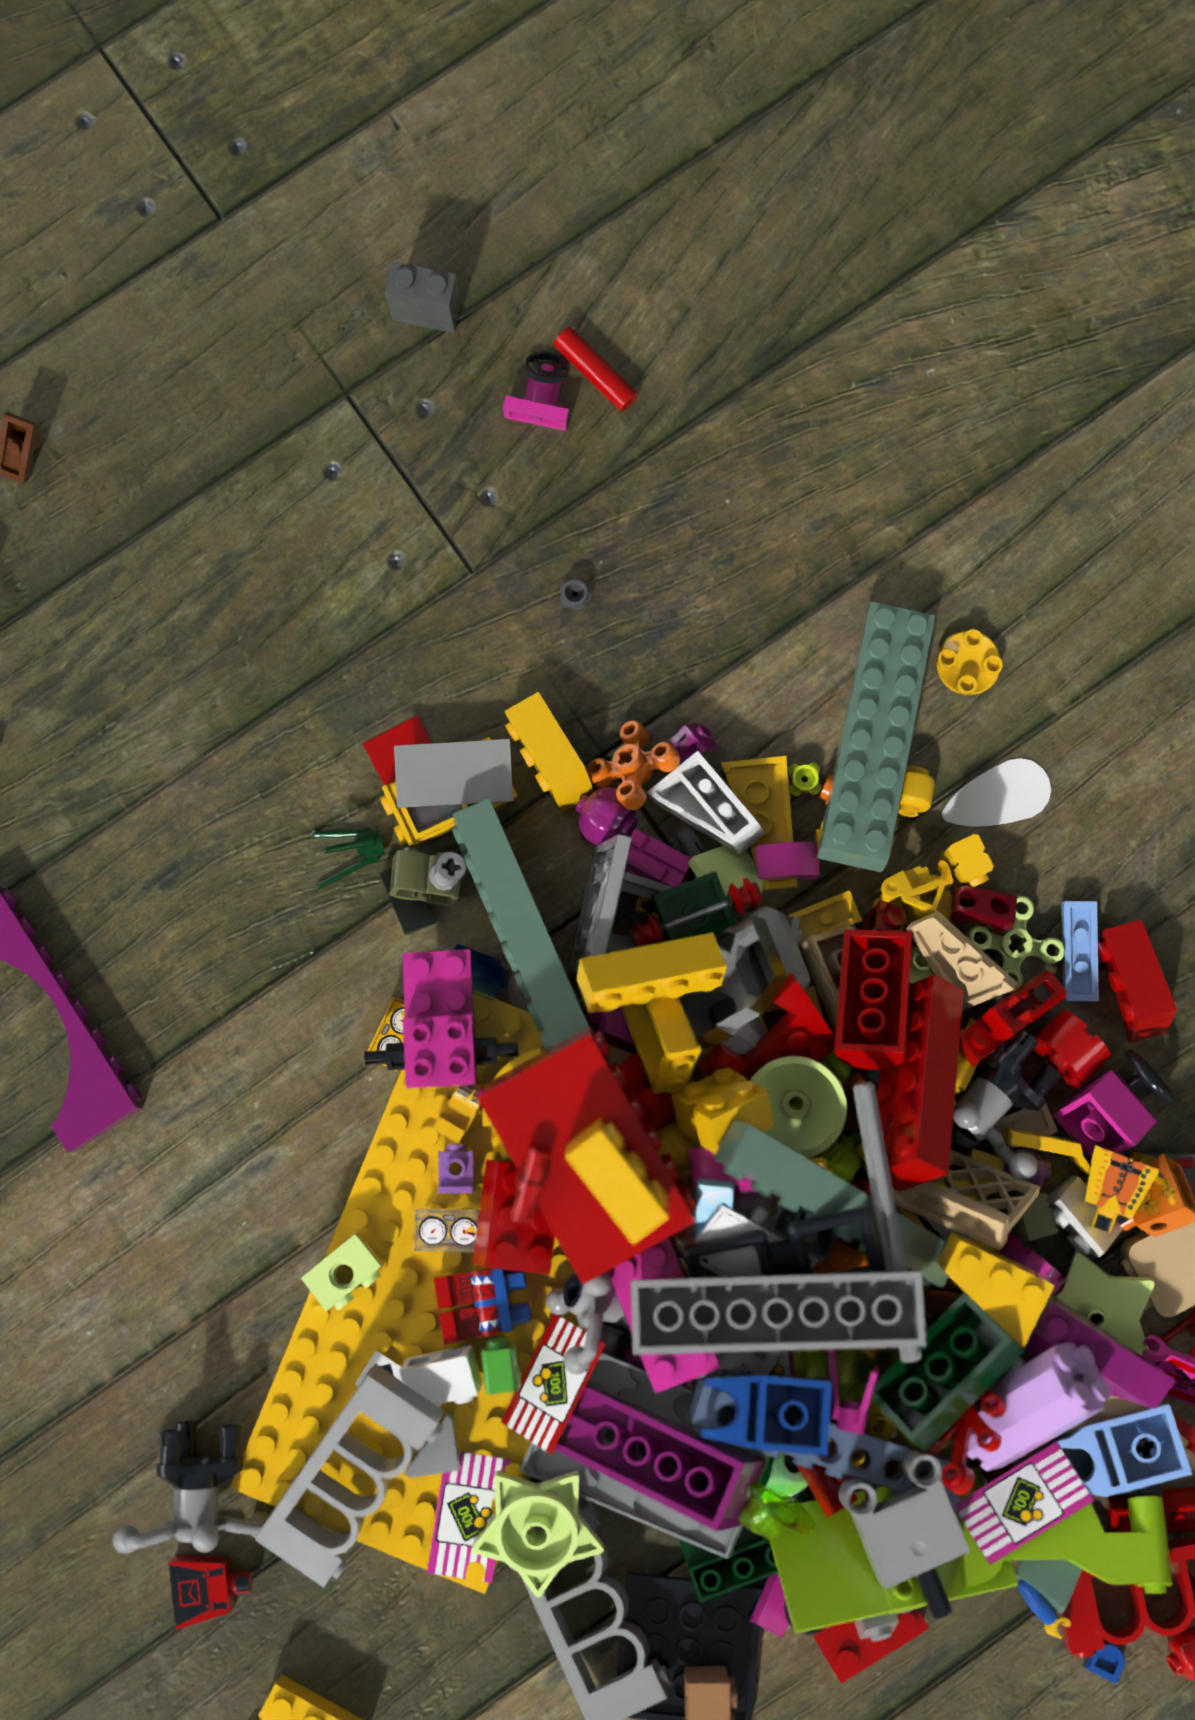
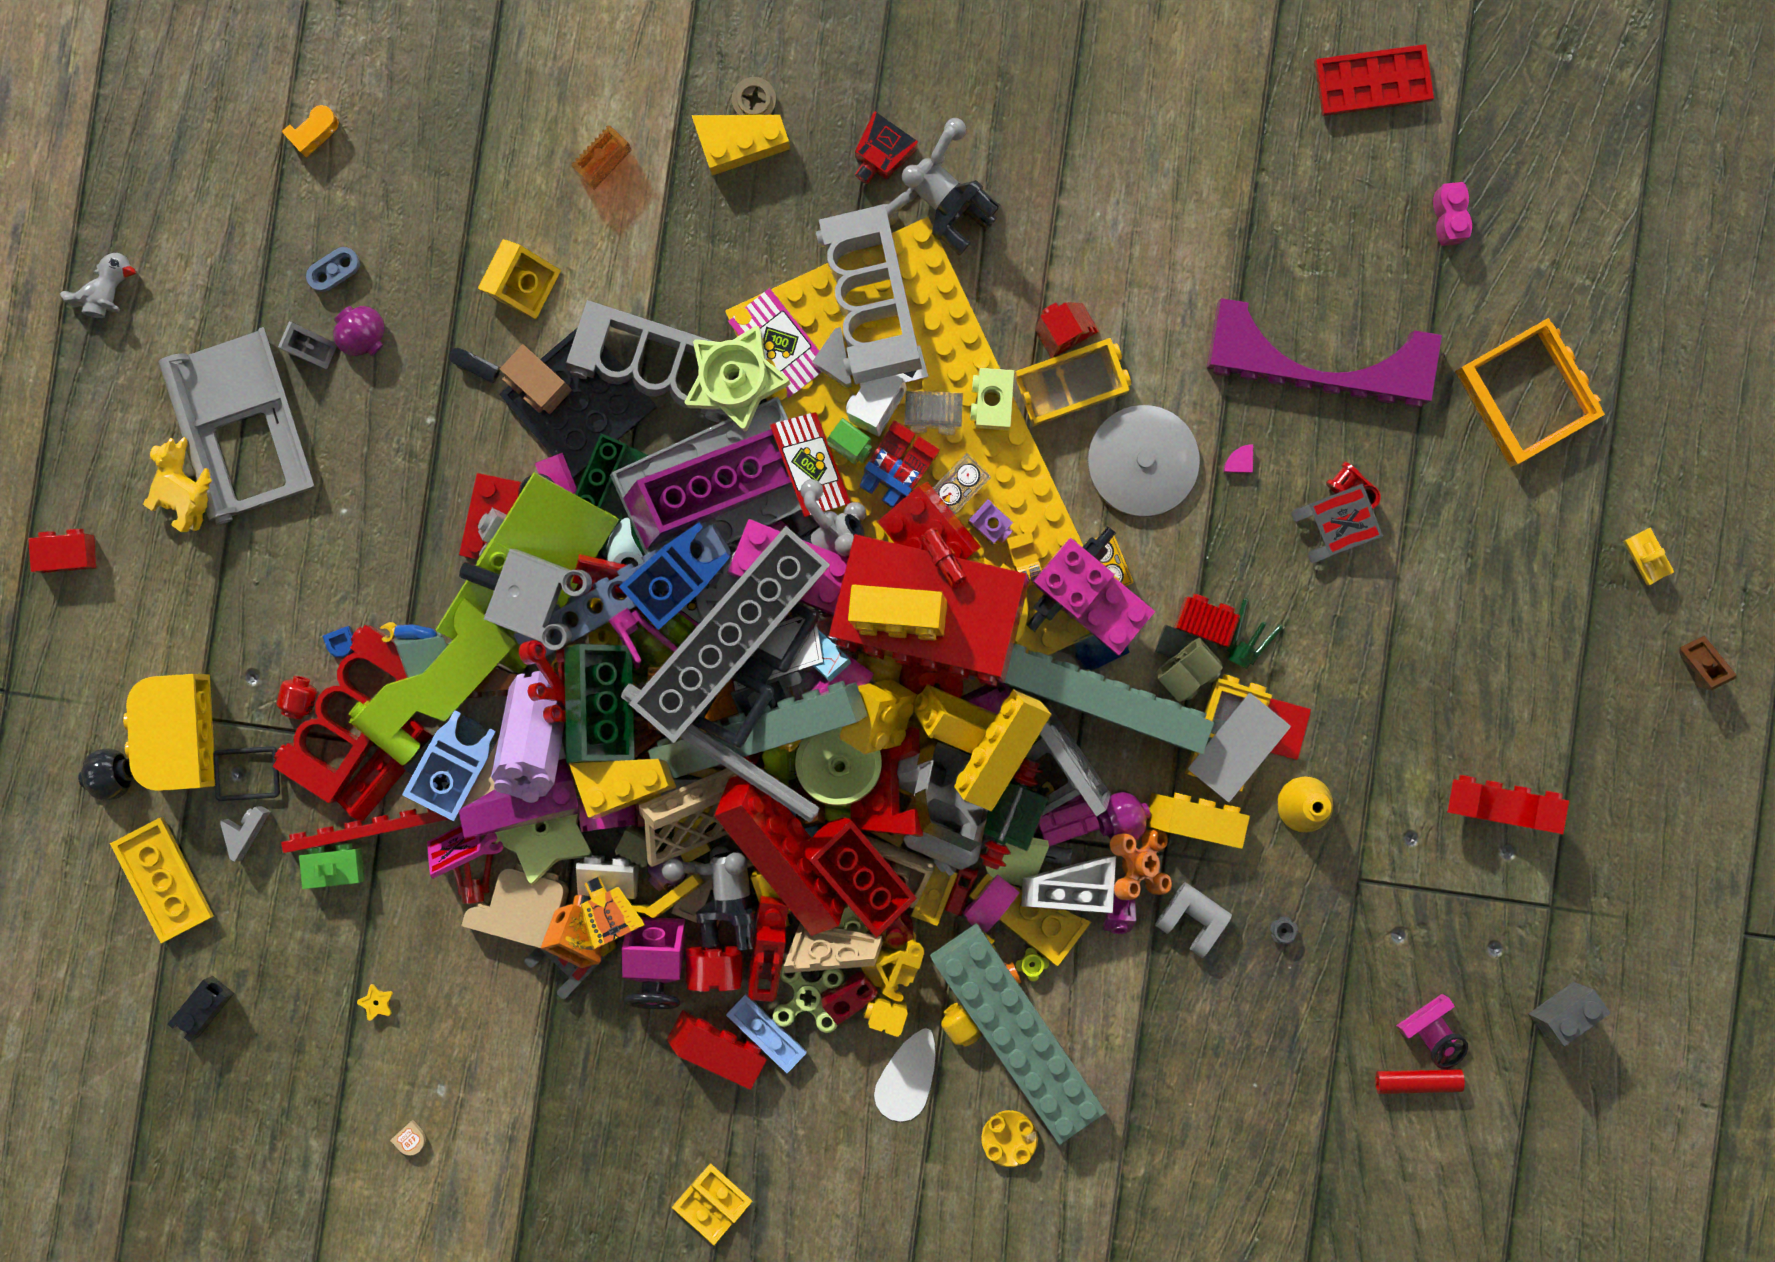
camera: 125 degrees right, 5 degrees up
(135, 882) = (1354, 479): none -> red piece
(171, 864) = (1343, 521): none -> flag
(199, 1002) = (1240, 460): none -> dark pink tile
(219, 1268) = (1064, 327): none -> red wedge
(262, 1215) = (1072, 381): none -> clear door
(276, 1087) = (1143, 461): none -> light grey dish
(292, 502) = (1508, 806): none -> red brick
(367, 901) = (1207, 620): none -> red brick
(404, 1316) = (933, 411): none -> clear brick
(449, 674) = (1305, 804): none -> yellow cone
(455, 865) = (1180, 694): light grey bush -> none
(621, 678) = (1200, 908): none -> light grey connector
(774, 1513) = (612, 524): clear neon green piece -> none
(803, 896) = (959, 894): none -> red bar
(1023, 1503) = (478, 679): sticker -> none

